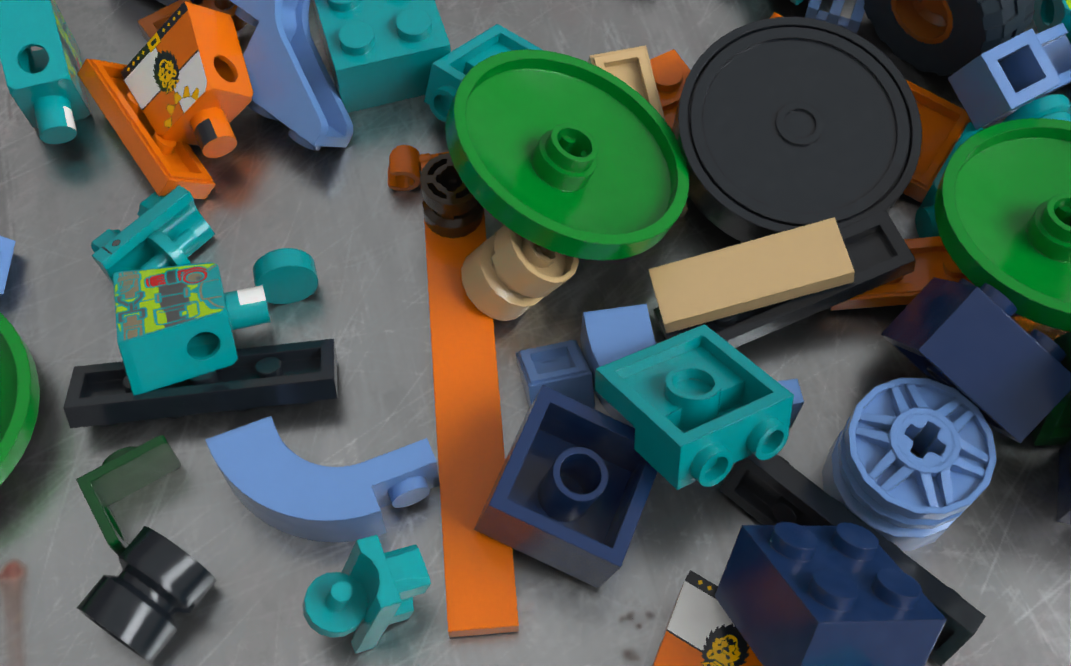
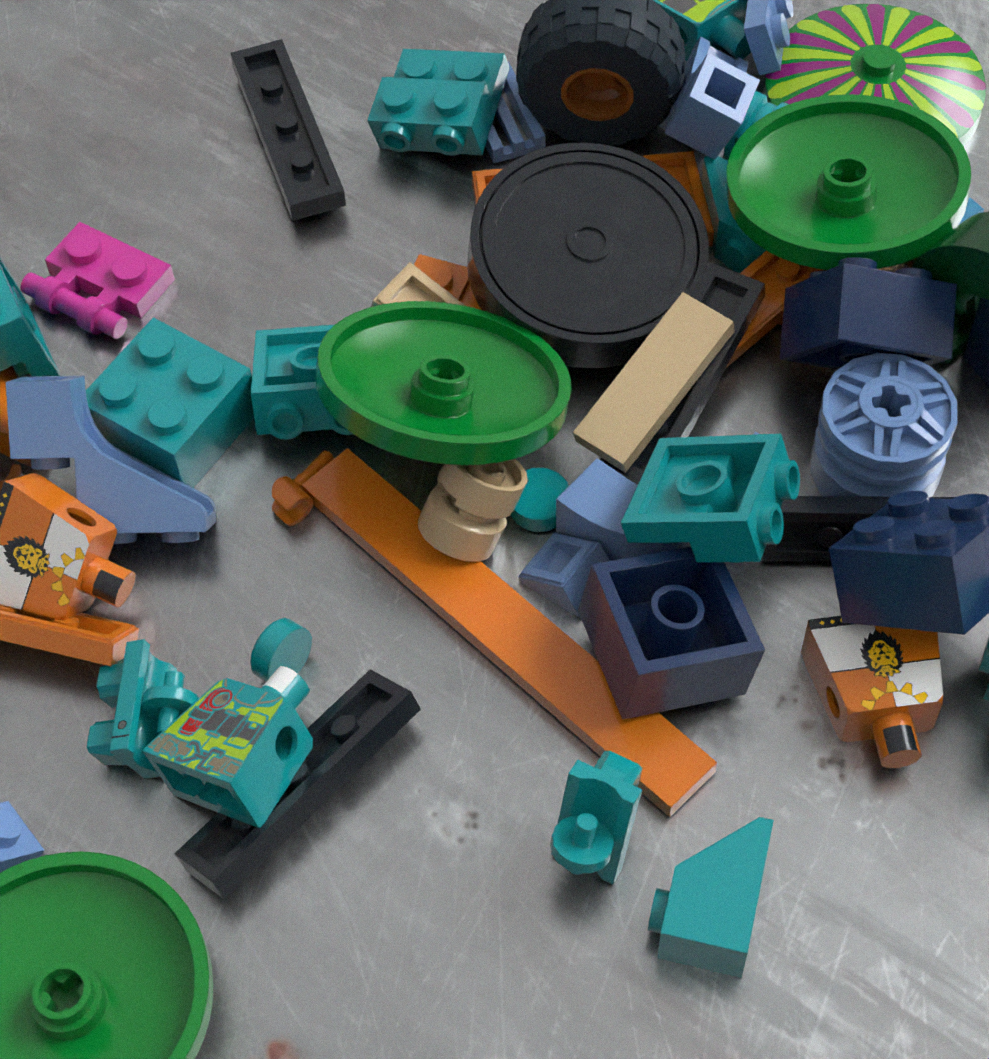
camera: 35 degrees left, 5 degrees down
(122, 475) = (303, 900): dark green bracket -> none
(148, 592) = (422, 972): black wheel -> none
(318, 499) = (468, 801): medium blue arch -> none
(447, 202) = (365, 486): dark brown wheel -> none
(583, 294) = (538, 500): none -> teal tile

